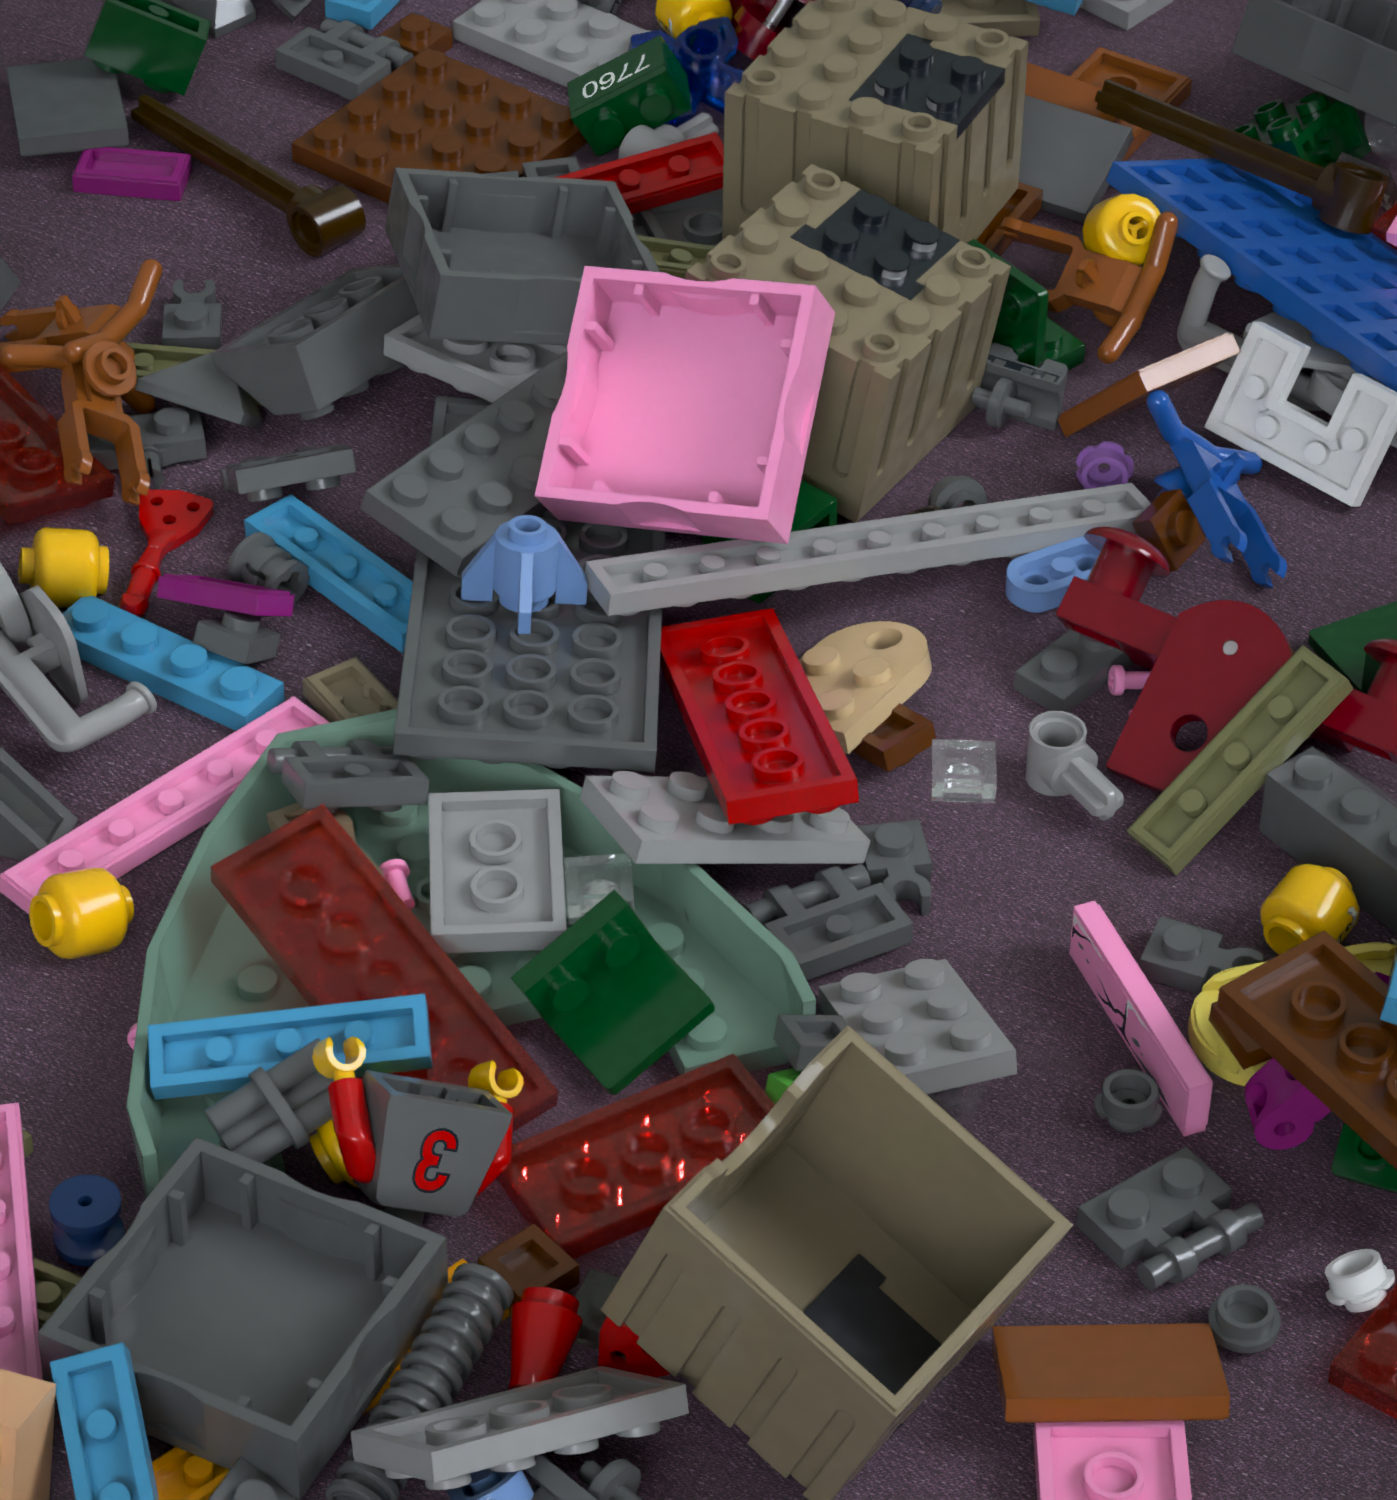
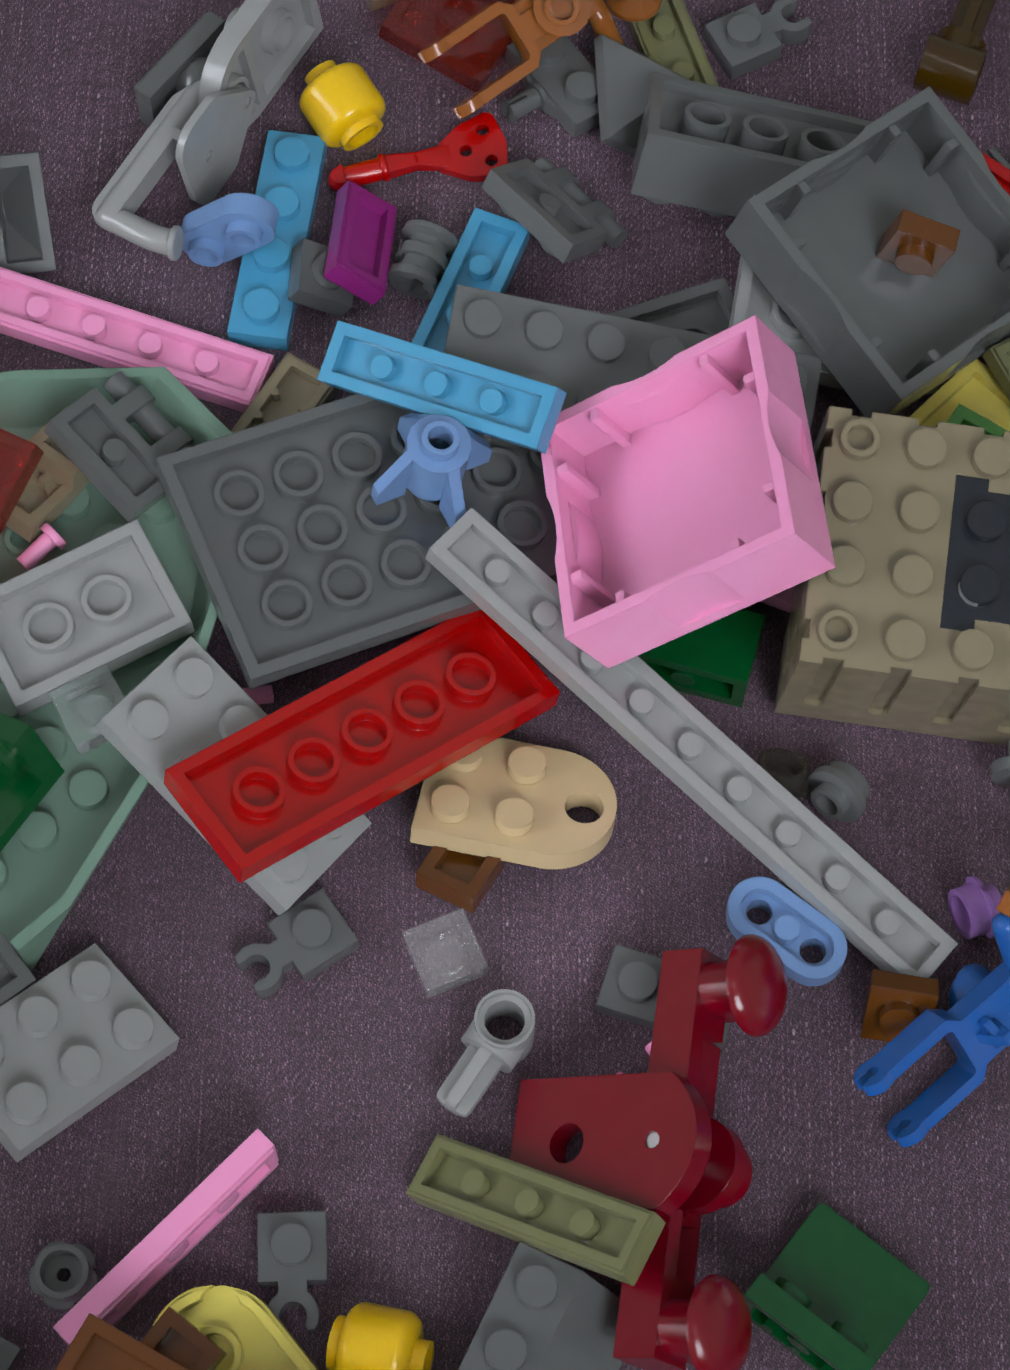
camera: 65 degrees right, 25 degrees up
(153, 655) = (229, 228): none -> medium blue plate
(457, 529) = (442, 384): none -> dark azure plate
(521, 242) = (917, 244): none -> reddish brown plate
(833, 919) = (174, 931): dark grey plate -> none

